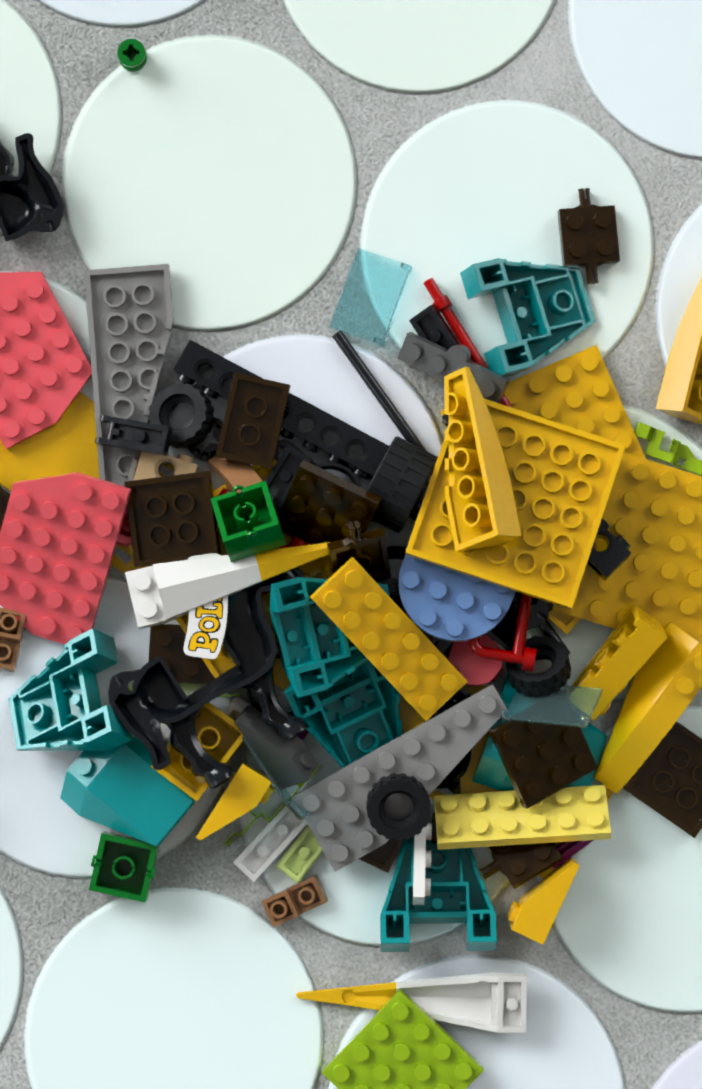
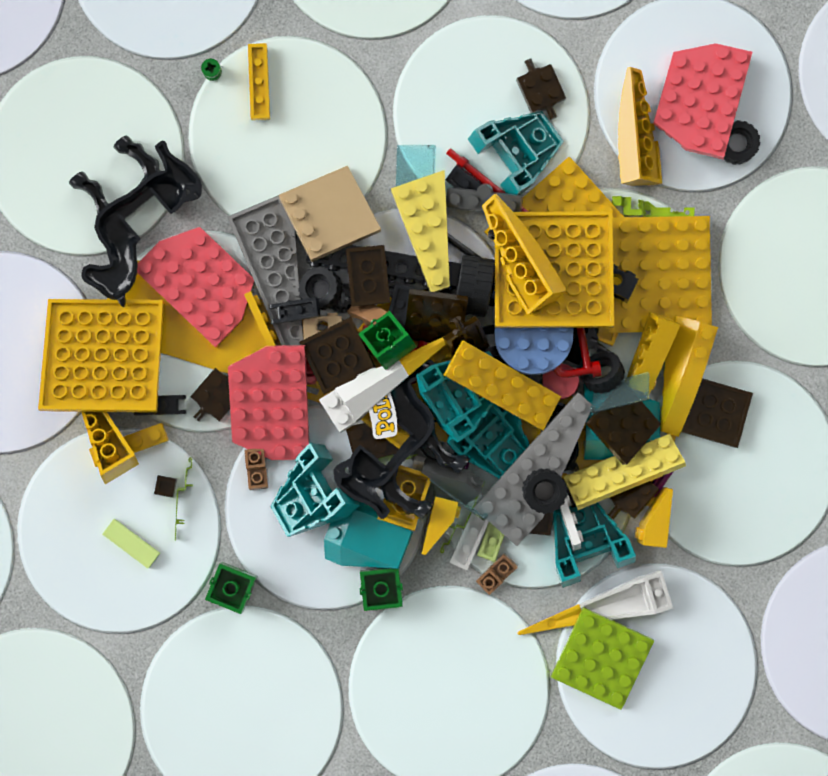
camera: 20 degrees left, 0 degrees up
(83, 431) = (261, 318): none -> yellow plate
(193, 94) = (259, 81): none -> yellow plate
(229, 314) = (329, 213): none -> tan plate
(361, 364) = (425, 219): none -> light yellow wing

